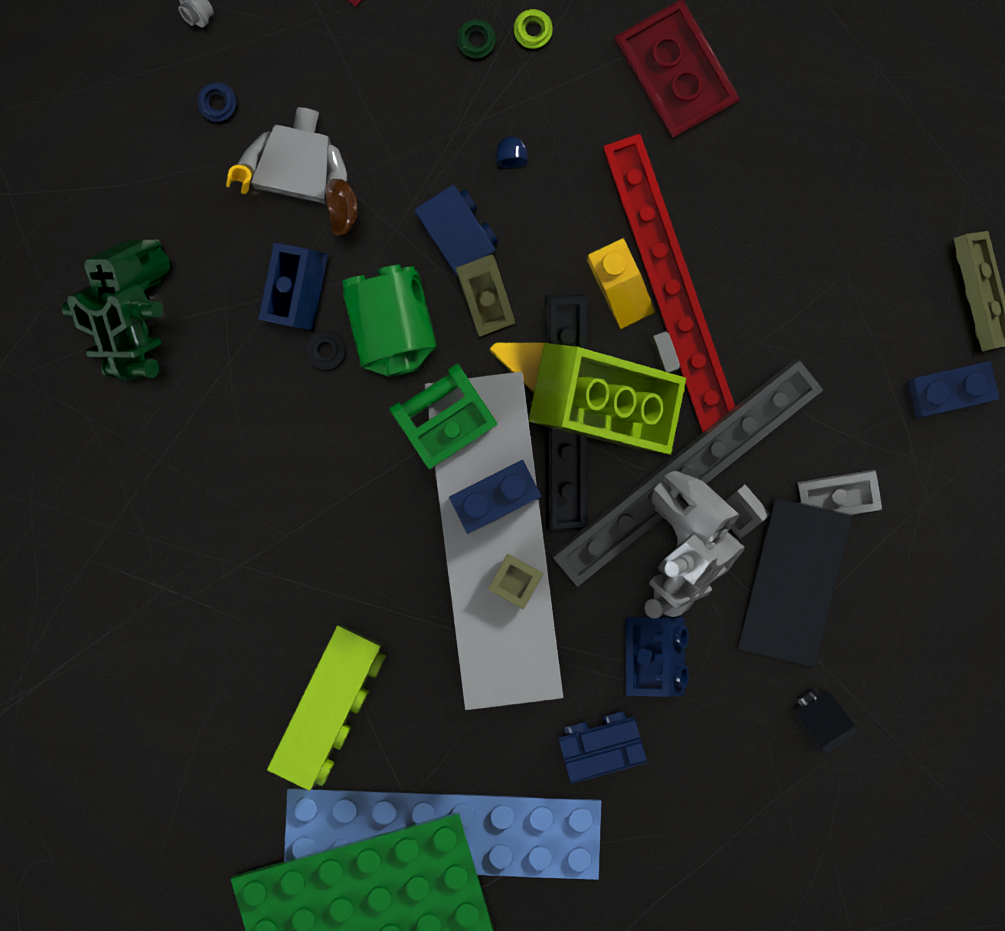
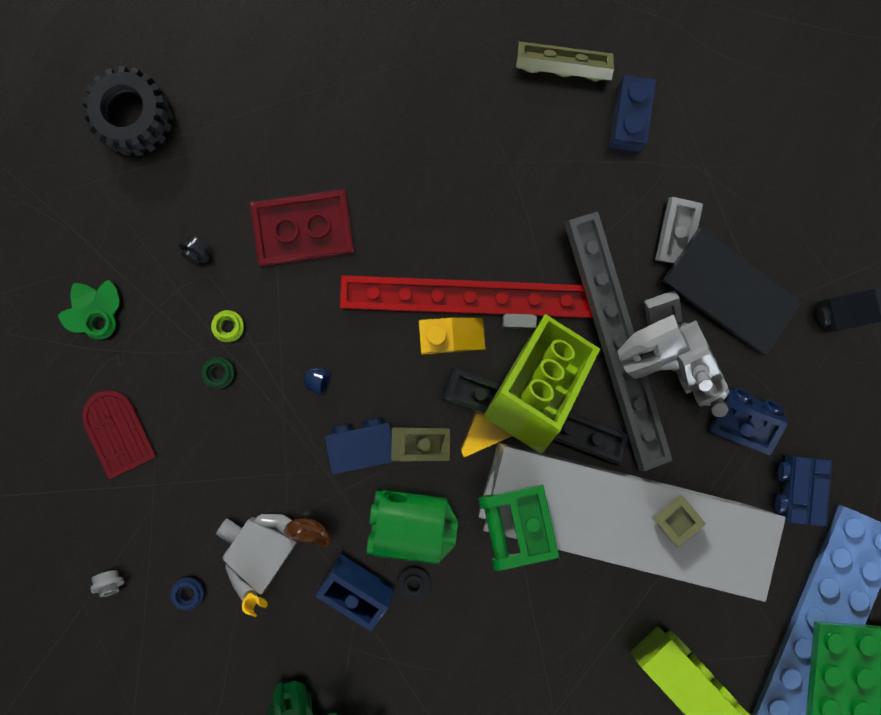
camera: 75 degrees left, 0 degrees up
(495, 496) = (604, 512): dark blue brick -> none

